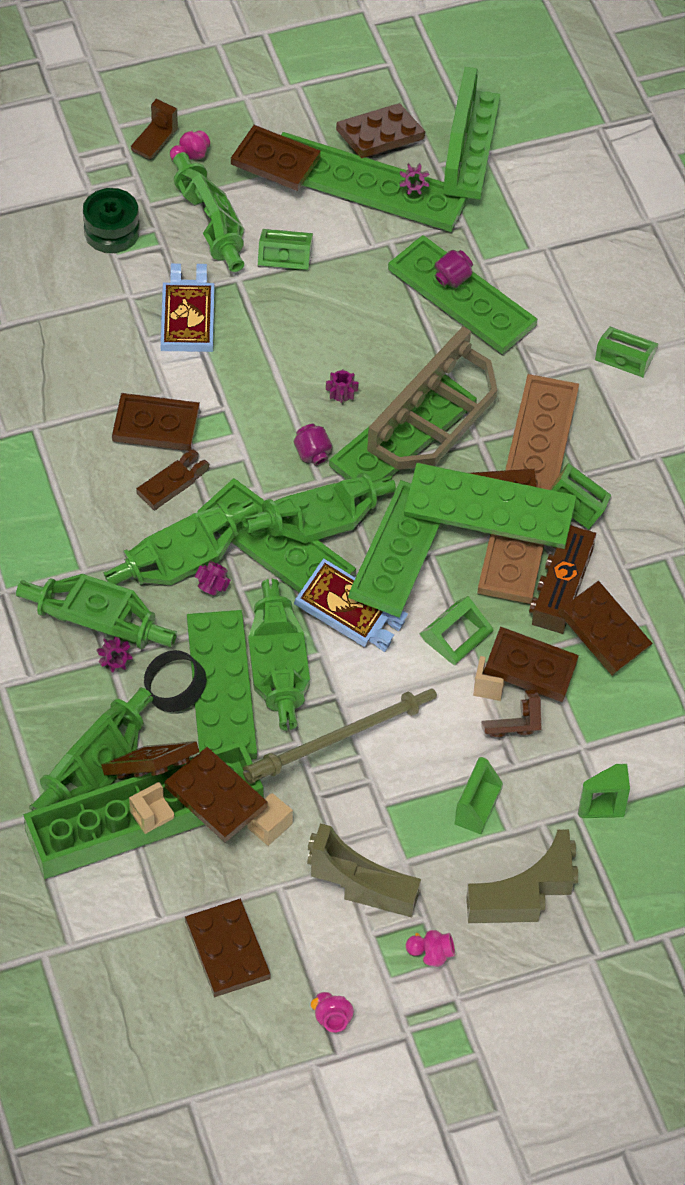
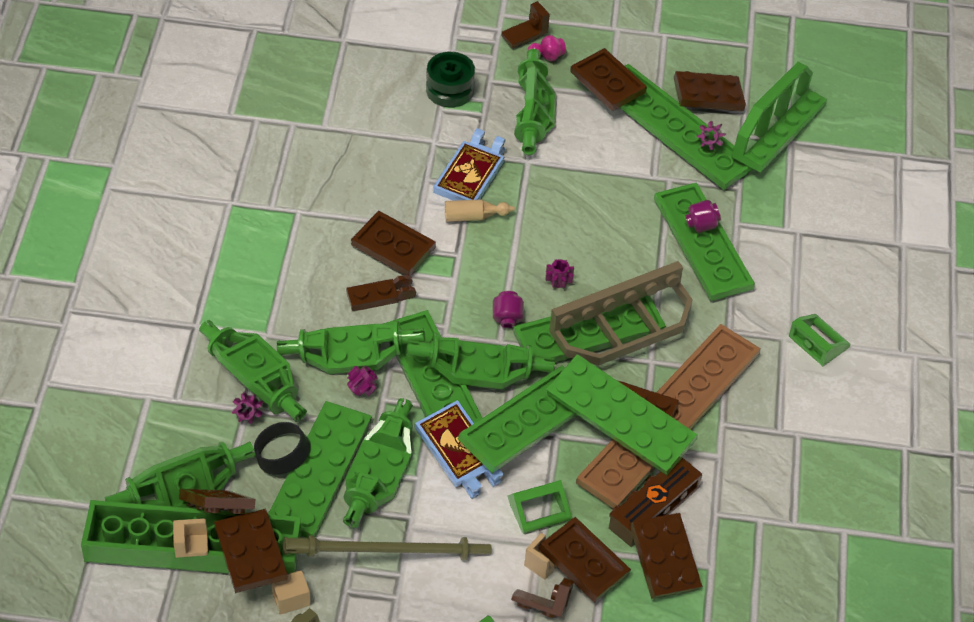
camera: 25 degrees right, 5 degrees down
(215, 353) = (474, 210): none -> tan wheel
(285, 249) = (578, 152): bright green tile -> none
(586, 508) = (705, 448): bright green tile -> none

